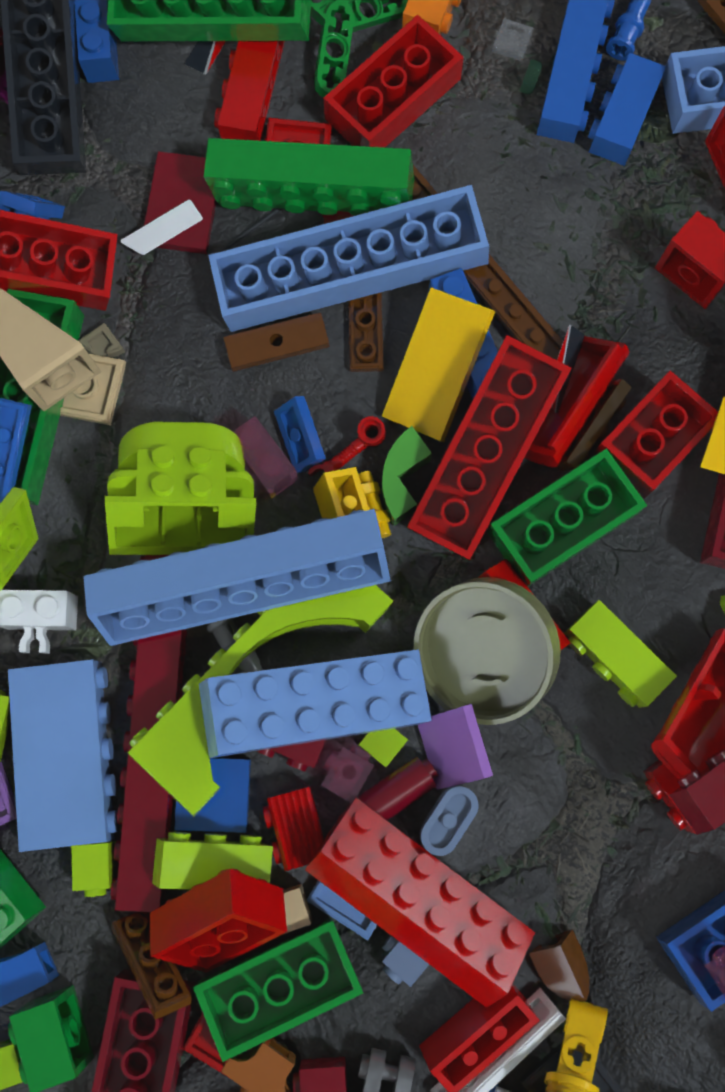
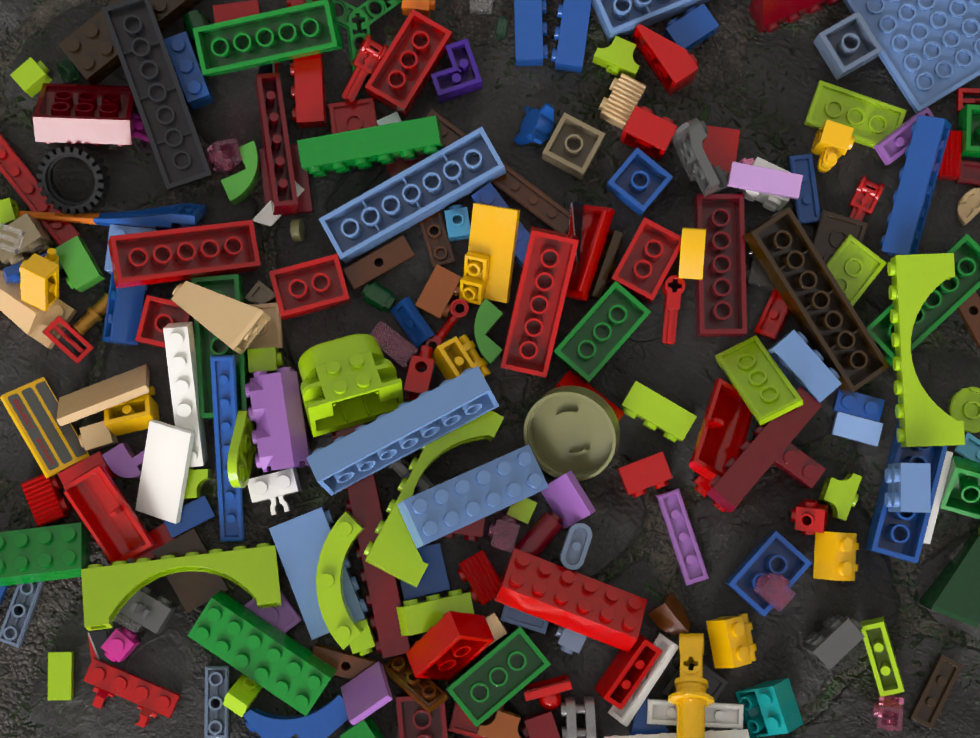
camera: 15 degrees left, 5 degrees up
(69, 516) = (279, 420): none -> medium lavender brick
(69, 771) = (330, 580): none -> lime brick
(72, 959) = (366, 693): none -> medium lavender tile
(77, 432) = (264, 359): none -> lime brick
(81, 915) = (336, 657): none -> reddish brown tile
(106, 142) = (224, 155): none -> clear pink brick
(123, 188) = (242, 183): none -> bright green brick
(169, 346) = (309, 287): none -> red brick
(177, 269) = (297, 230): none -> olive tile
(180, 145) = (276, 144): none -> dark red brick
(263, 387) = (379, 297): none -> dark green brick
(290, 503) = (416, 381): none -> red torso
(331, 71) = (365, 62): none -> red connector
(348, 402) = (439, 293): none -> dark orange brick
(349, 1031) = (548, 691): none -> red tile
(400, 316) = (457, 223): none -> dark azure brick
(405, 394) = (475, 278): none -> yellow slope
(459, 122) = (461, 77): none -> dark purple brick
(547, 213) = (536, 125): none -> blue piece
(578, 740) = (644, 474): none -> red brick
(590, 252) = (573, 146): none -> dark tan brick
(609, 851) = (682, 537): none -> medium lavender tile
(647, 1034) = (731, 641): none -> yellow brick
(671, 323) = (638, 182): none -> blue brick
(674, 208) = (622, 101): none -> tan brick
(675, 509) = (671, 308): none -> red connector
(682, 154) = (617, 58): none -> lime brick

